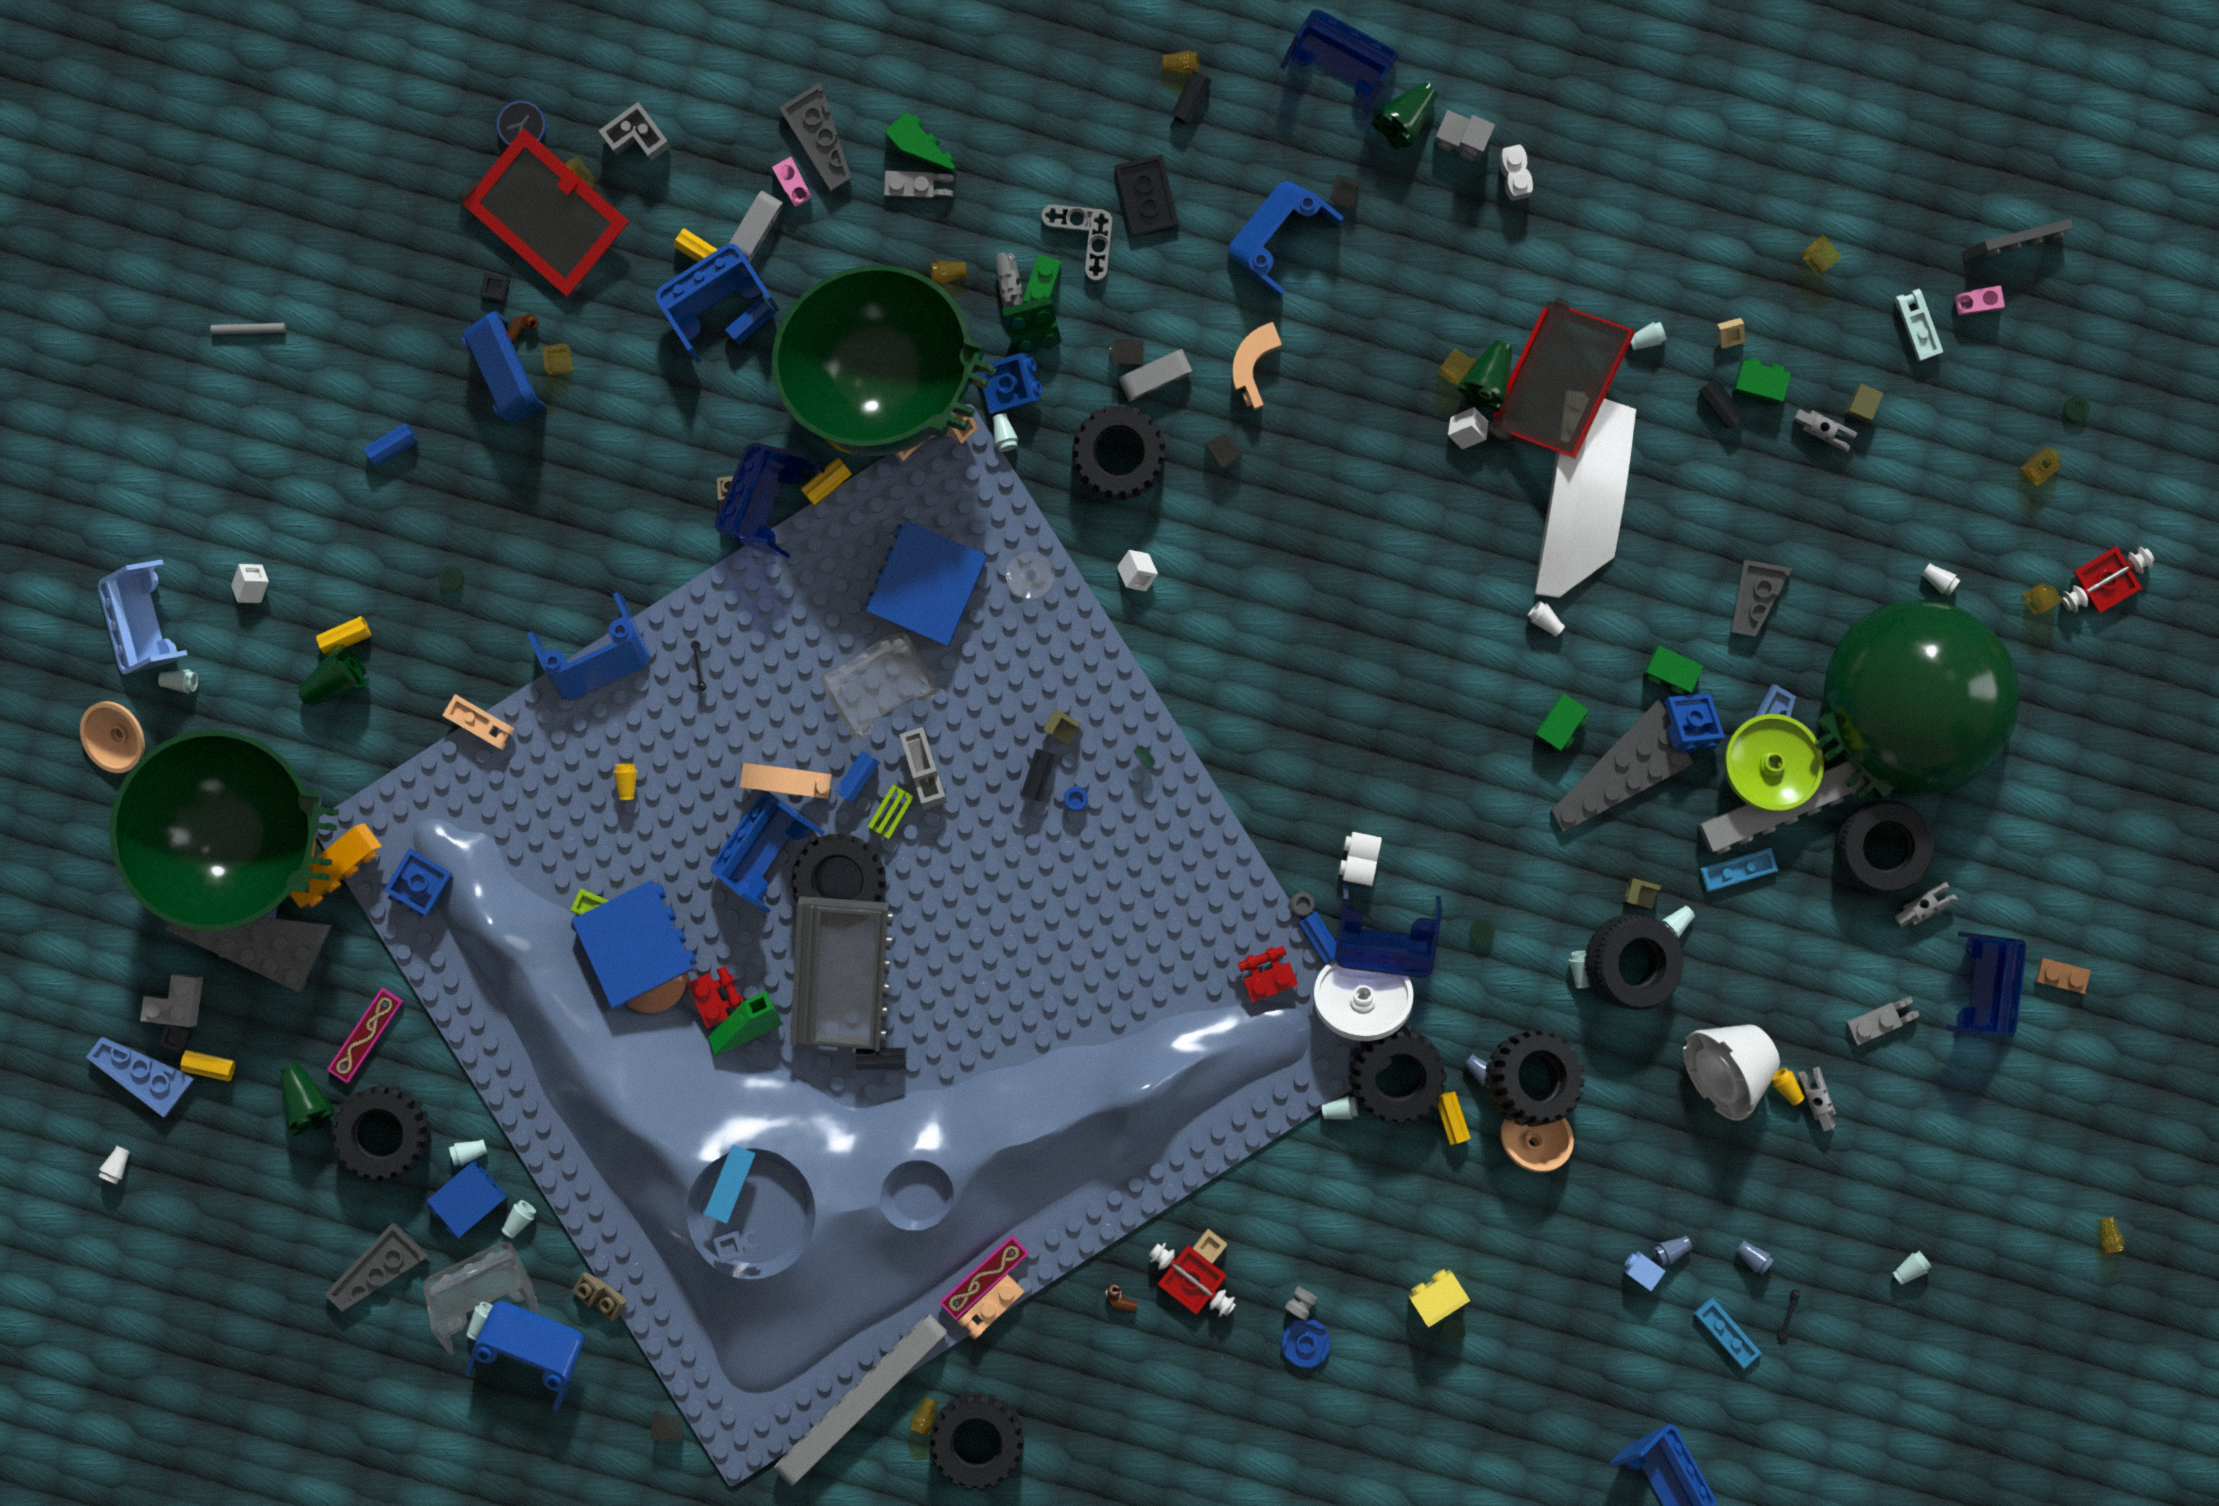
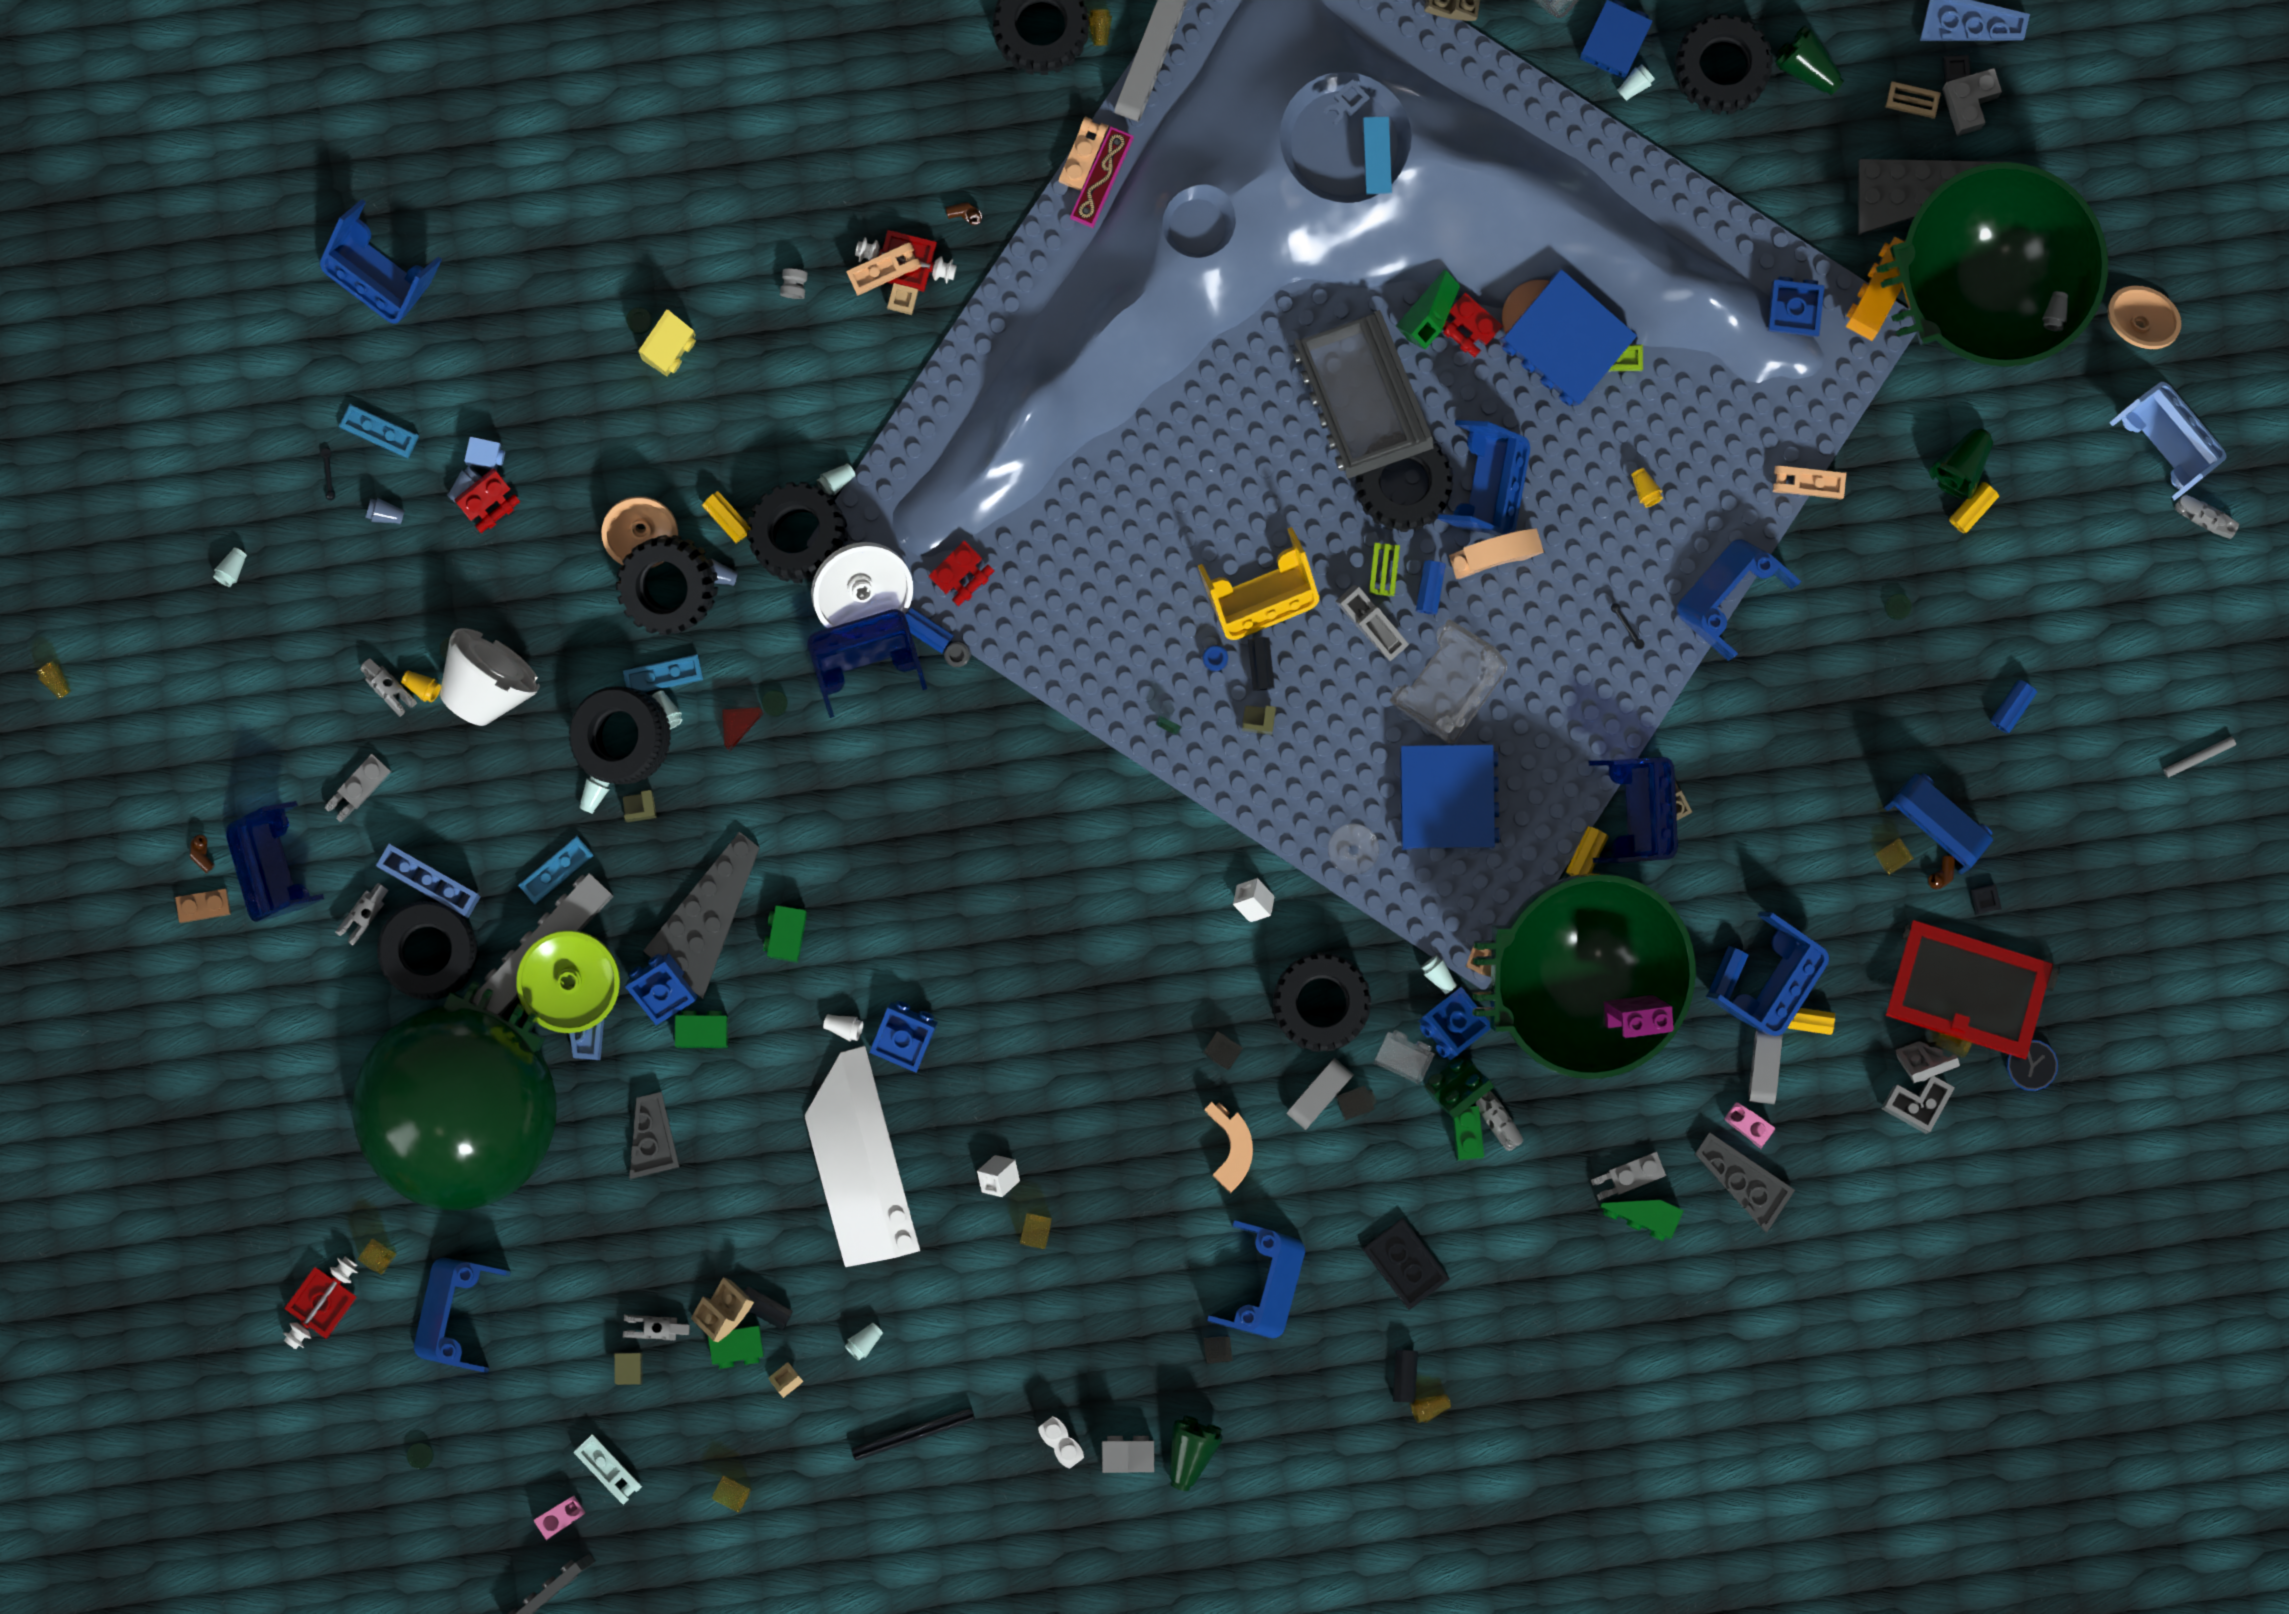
camera: 150 degrees right, 5 degrees down
(140, 535) = (2207, 516): none -> light grey hinge
(180, 680) = (2107, 398): light aqua cone -> none
(186, 769) = (2056, 312): none -> dark grey cone
(207, 1065) = (1913, 56): yellow axle -> none
(243, 1038) = (1912, 109): none -> tan tile
(249, 583) = (2084, 517): white panel -> none
(365, 1035) = (1780, 148): tile -> none
(518, 1218) = (1559, 43): light aqua cone -> none
(614, 165) = (1924, 1061): none -> light grey wing
(847, 308) = (1639, 1015): none -> magenta panel
(884, 1059) = (1284, 337): black axle -> none
(947, 270) = (1563, 1105): clear yellow cone -> none
(1008, 832) = (1265, 598): none -> yellow windscreen
(1068, 371) = (1404, 1057): none -> clear piece
(1087, 226) = (1447, 1210): light grey beam -> none
(1217, 1279) = (883, 269): none -> light nougat plate
(1305, 1343) = (772, 249): blue tile -> none
(1344, 52) = (1278, 1487): clear blue windscreen -> none
(1360, 858) = (920, 721): white brick -> none
(1488, 378) = (1000, 1232): dark green cone -> none
(1497, 586) = (904, 1036): none -> blue plate
(1523, 928) = (737, 723): none -> clear red slope
(1561, 379) = (931, 1258): clear smoke door -> none
(1569, 1001) = (664, 674): none -> dark azure tile
(1640, 238) = (913, 1434): none -> black axle
(1661, 1233) = (482, 495): none -> red plate
(1761, 415) = (723, 1311): none -> tan slope
(1857, 908) = (428, 881): none -> medium blue brick
(1941, 579) = (481, 1232): white cone -> none
(1988, 552) = (430, 1338): none -> blue windscreen
(2033, 467) = (439, 1381): clear yellow brick -> none
(2047, 1024) = (198, 853): none -> reddish brown arm

